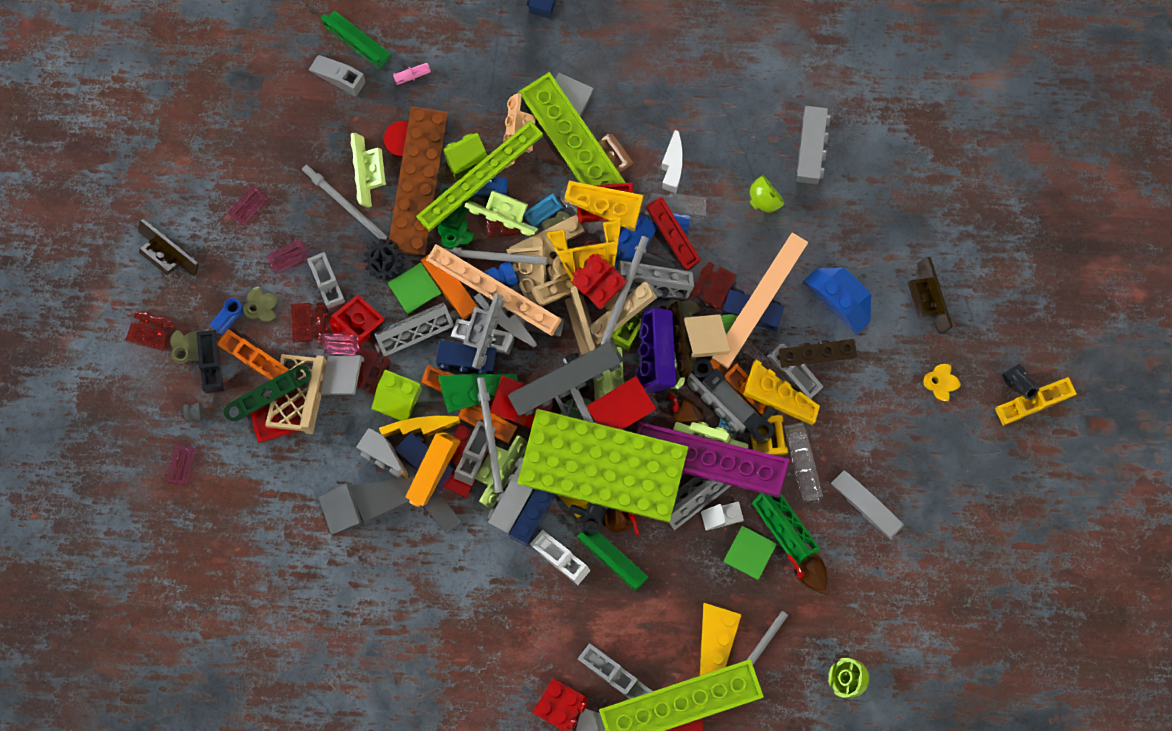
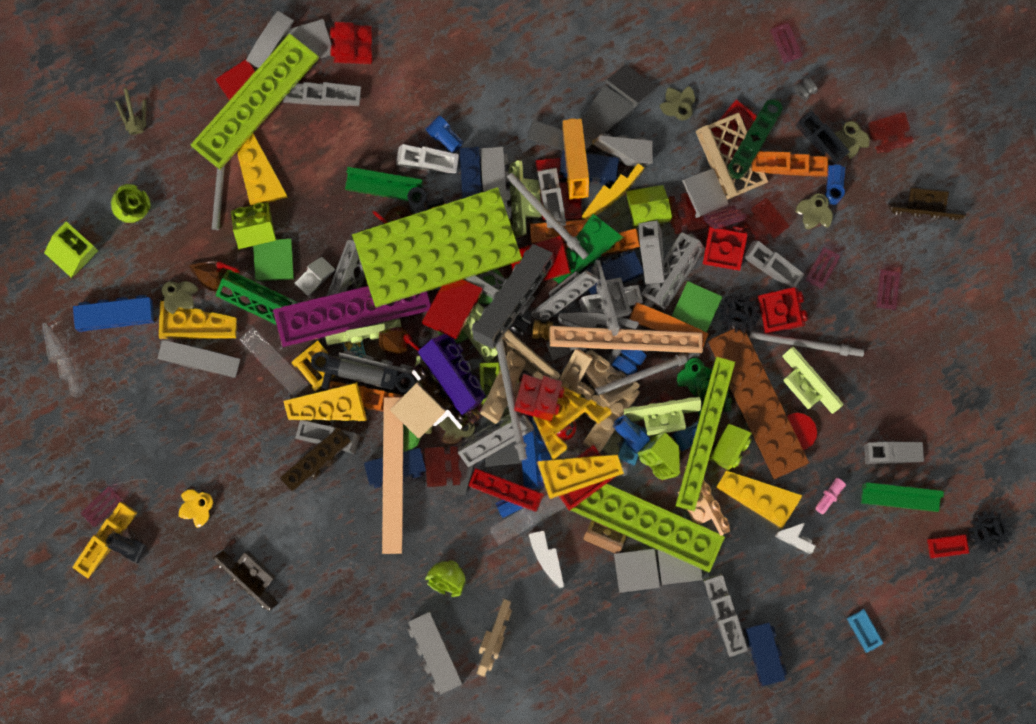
camera: 145 degrees right, 5 degrees up
(309, 473) = (676, 101): none -> olive plate
(345, 240) = (782, 310): none -> red plate
(421, 351) = (652, 251): none -> light grey slope
(463, 61) = (791, 536): none -> white slope
(465, 103) = (764, 499): none -> yellow wing
(516, 362) = (564, 294): none -> light grey bracket
(526, 181) = (661, 456): none -> lime slope
(531, 573) = (441, 131): none -> blue piece
(540, 213) = (633, 436): none -> blue piece
(556, 347) = (541, 329): none -> pearl gold wheel
(558, 36) = (725, 615): none -> light grey slope
(606, 111) = (636, 570): none -> light grey piece
(749, 593) = (253, 225): none -> lime slope
(759, 123) = (493, 640): none -> tan plate
(842, 295) = (327, 530): blue wedge -> none
(852, 568) = (180, 297): none -> olive plate
(857, 542) = (195, 324): none -> yellow wing
(919, 590) = (113, 314): none -> blue brick
(925, 672) = (69, 249): none -> lime slope
(988, 584) = (59, 355): none -> clear slope
(1020, 424) = (89, 517): none -> clear pink tile

